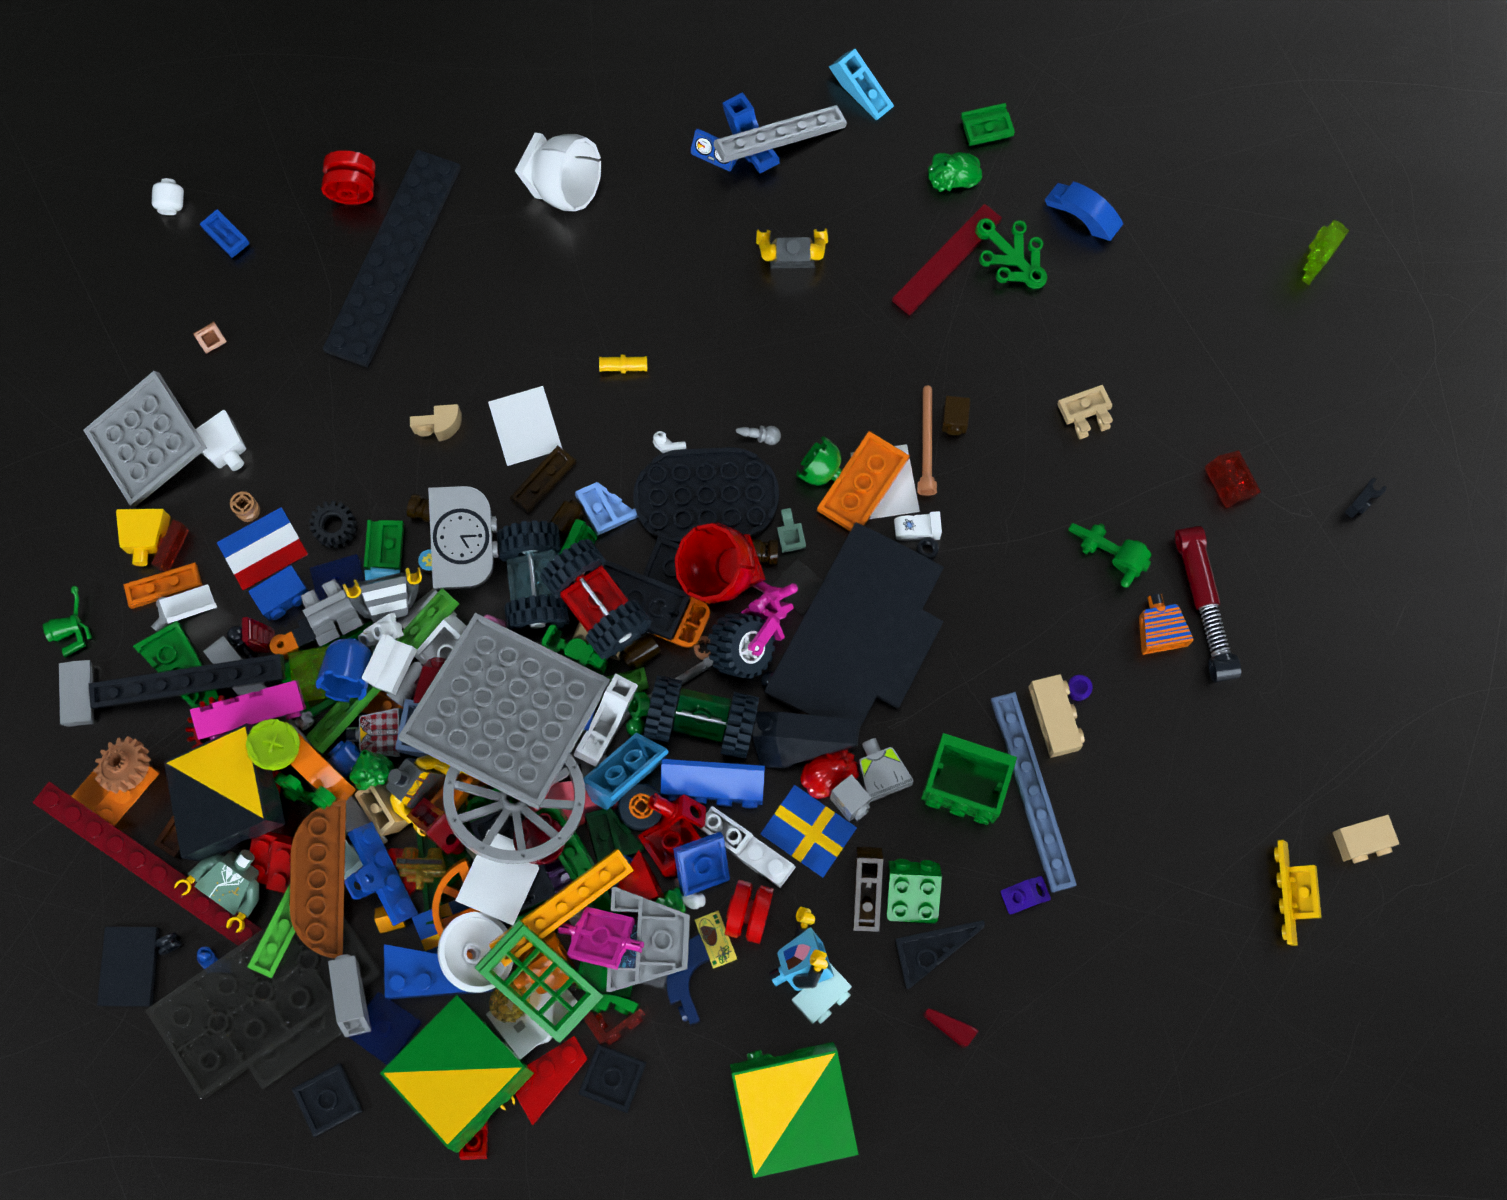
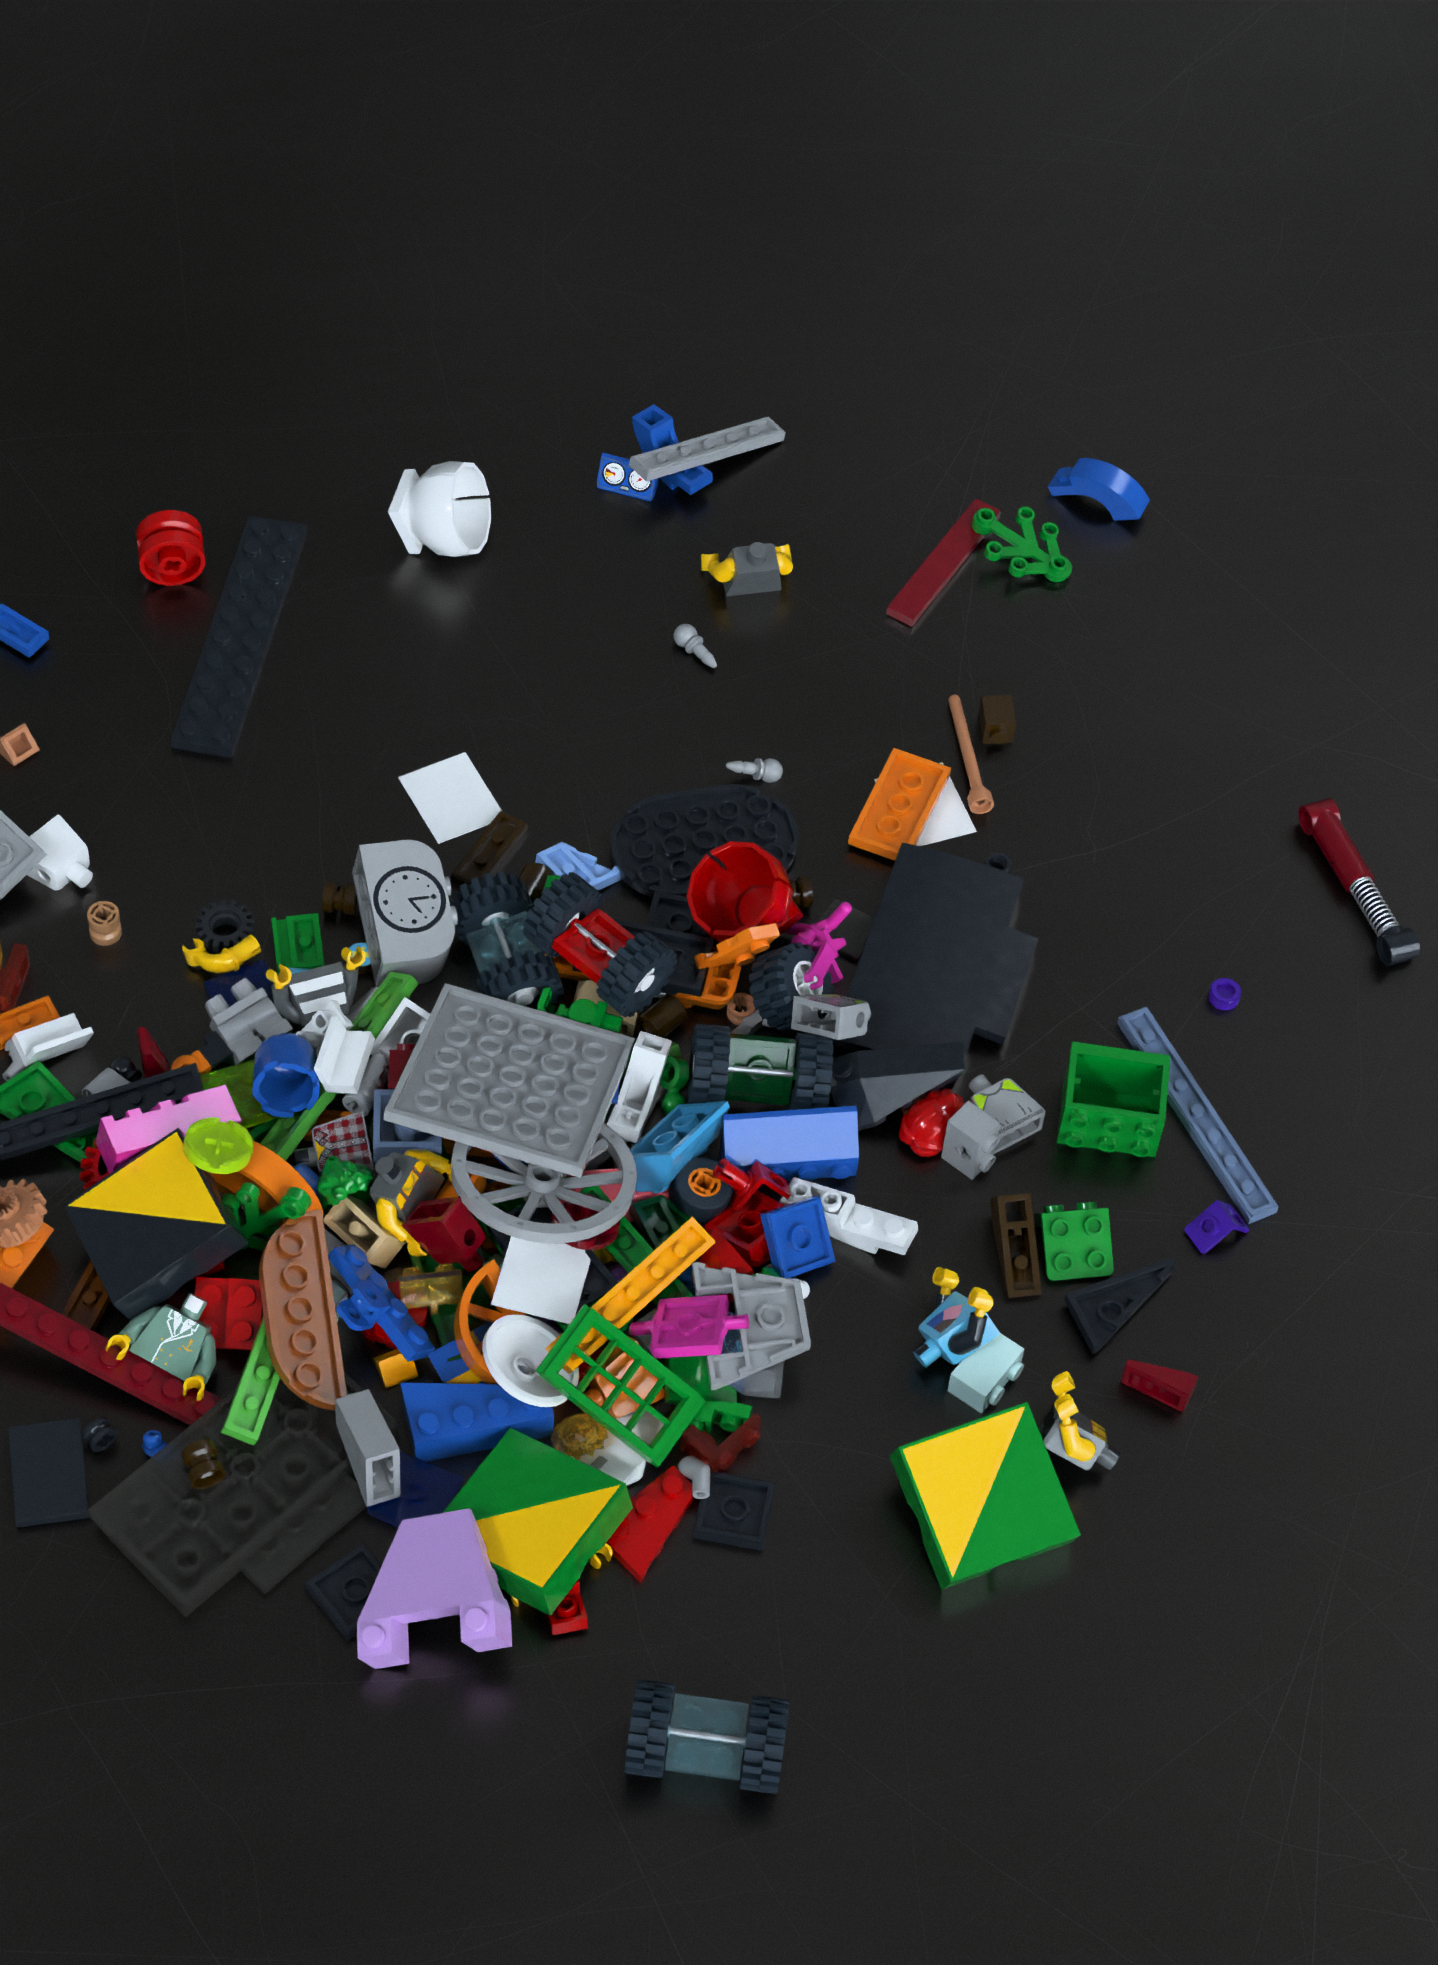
camera: 15 degrees left, 20 degrees down
(229, 991) = (203, 1464): none -> dark brown wheel
(262, 548) = (133, 972): sticker -> none
(279, 593) = (172, 1012): blue brick -> none
(326, 554) = (227, 960): none -> yellow piece
(375, 1117) = (431, 1573): none -> lavender wedge
(443, 423) = (345, 802): tan brick -> none
(590, 1048) = (699, 1473): none -> light grey arm
(623, 364) = (565, 713): yellow pin -> none
(664, 445) = (634, 794): white arm -> none
(679, 982) = (798, 1386): dark blue arch -> none
(708, 611) = (740, 948): none -> orange wing
(716, 943) = (834, 1332): light yellow tile -> none
(730, 305) = (686, 637): none -> light grey bar
(748, 911) = (872, 1282): red wheel -> none
(763, 682) = (844, 1017): none -> light grey torso
(790, 534) = (822, 870): sand green plate -> none
(808, 831) = (924, 1194): blue sticker -> none
(821, 463) = (843, 787): green cylinder -> none
(861, 84) = (791, 389): medium azure slope -> none
(871, 1064) = (1072, 1433): none -> torso
(918, 526) = (981, 841): white leg -> none
(954, 171) = (930, 467): green hair -> none
(987, 124) = (958, 417): green plate -> none
(1056, 715) = (1204, 1024): tan brick -> none
(1086, 404) = (1152, 692): tan plate -> none
(1129, 558) = (1249, 844): green piece -> none
(1163, 627) = (1311, 913): orange torso -> none
(1232, 478) = (1351, 748): clear red bracket -> none
(1323, 248) = (1397, 496): clear neon green plate -> none

